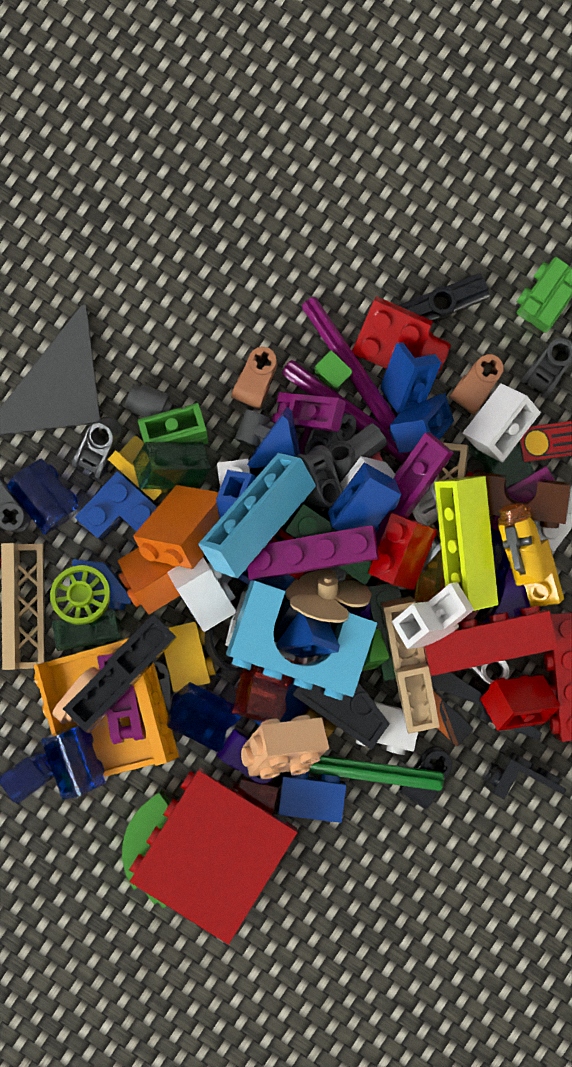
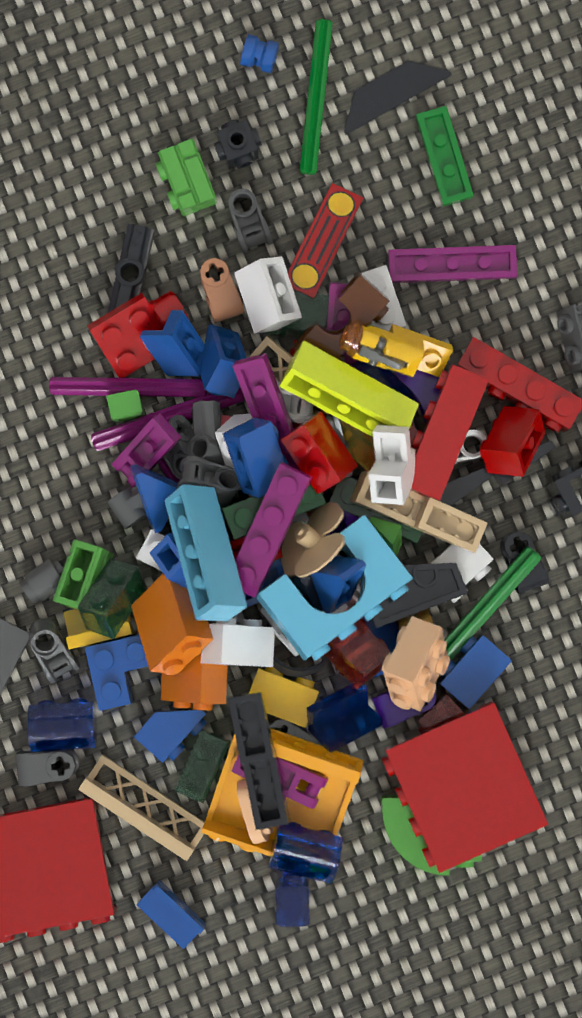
camera: 50 degrees left, 0 degrees up
(80, 594) = (168, 750): lime wheel -> none
(253, 382) = (88, 480): nougat piece -> none
(450, 722) = (491, 511): black sticker -> none

